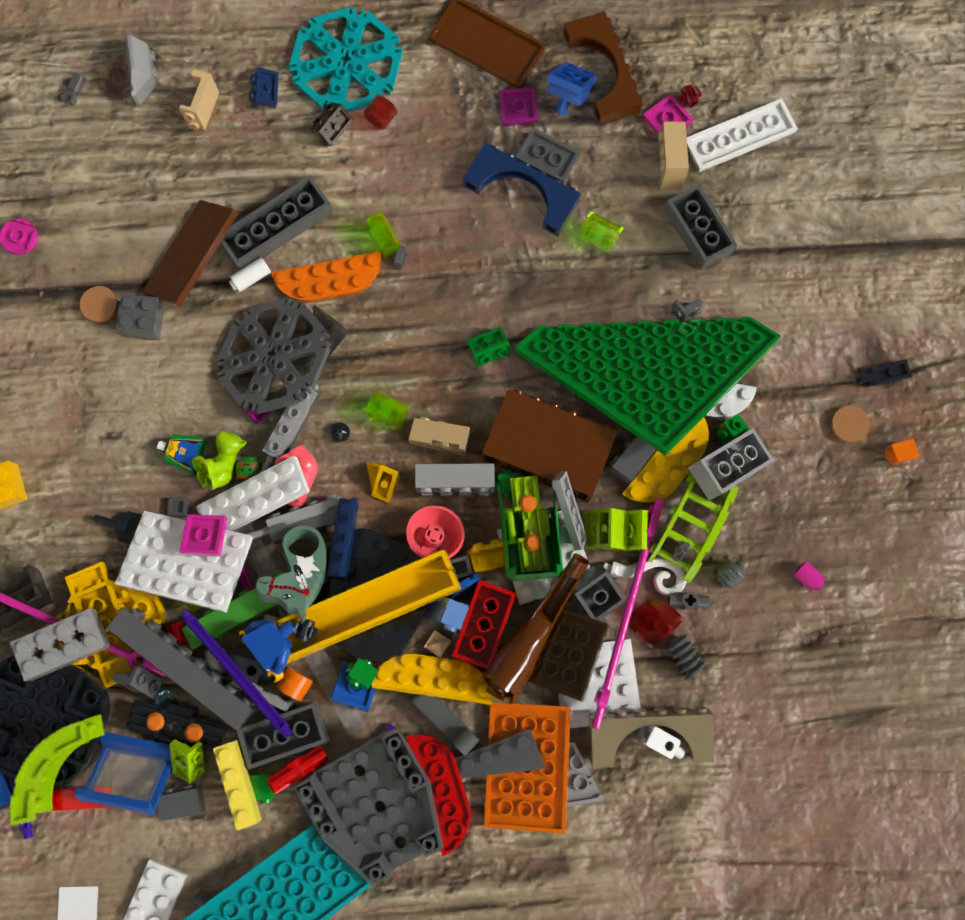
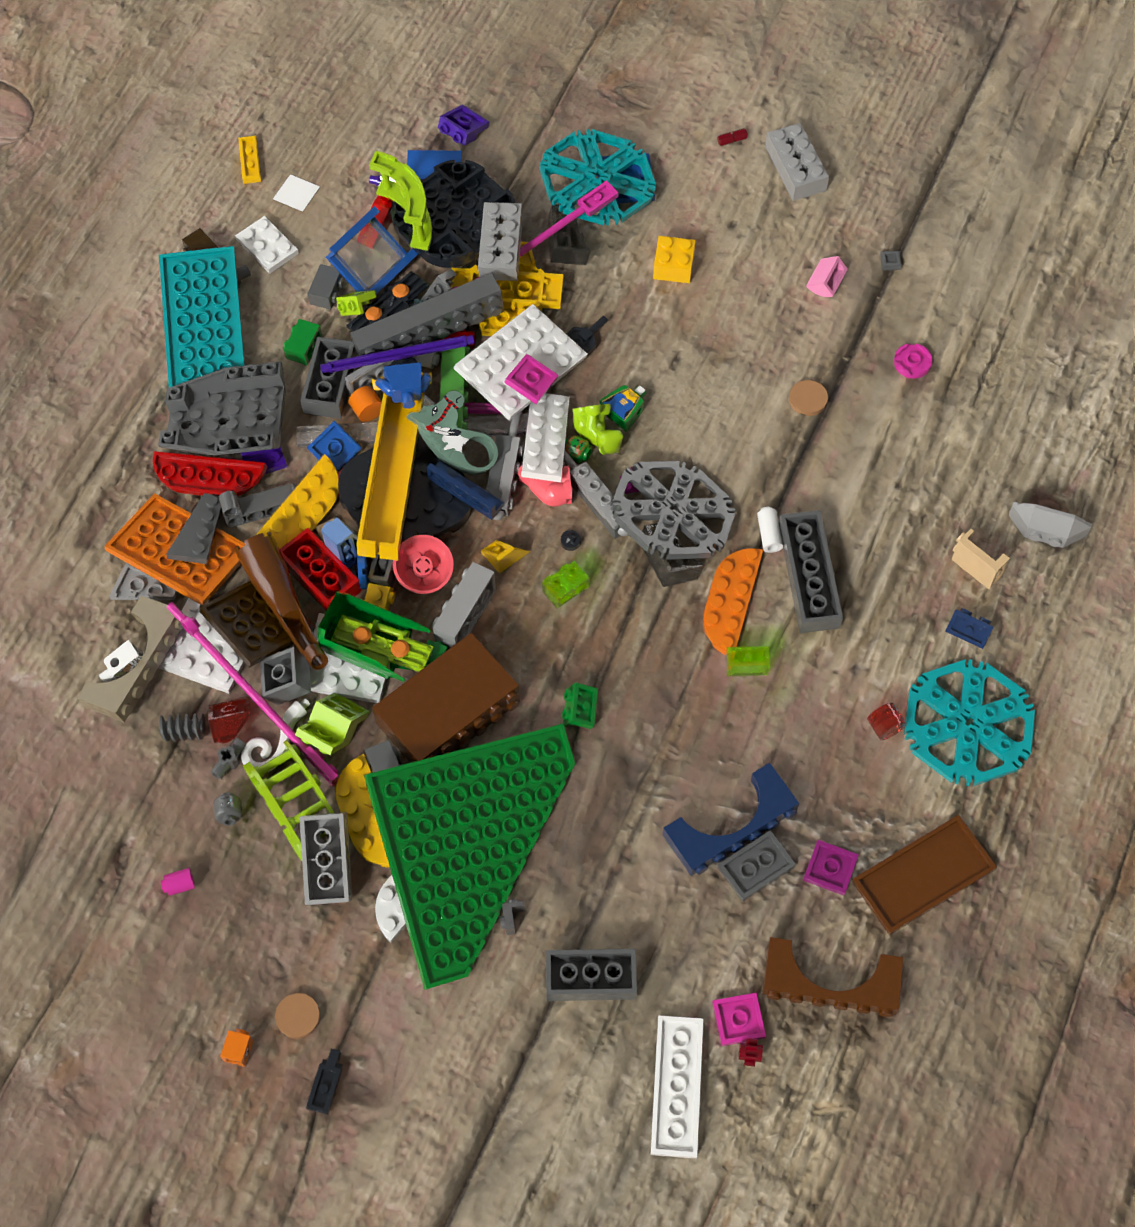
camera: 120 degrees right, 15 degrees down
(74, 89) = (1050, 462): flat silver bar -> none
(140, 317) = (774, 422): dark grey brick -> none
(178, 506) = (578, 384): dark grey tile -> none
(190, 252) = (817, 486): reddish brown tile -> none
(237, 785) = (309, 323): light yellow brick -> none
(296, 770) = (294, 373): red piece -> none
(305, 630) = (399, 419): black gear -> none
(332, 123) = (897, 671): dark brown bracket -> none
(361, 674) = (339, 452): green brick -> none
(400, 257) = (716, 668): dark grey tile -> none
(440, 436) = (513, 619): tan wedge -> none
(570, 84) = (824, 923): blue brick -> none
(570, 511) = (371, 683): light grey plate -> none
(600, 232) = (640, 870): clear neon green brick -> none
(673, 155) = (689, 989): tan wedge -> none
(680, 551) = (274, 766): dark grey piece -> none
(731, 429) = (359, 892): green brick -> none

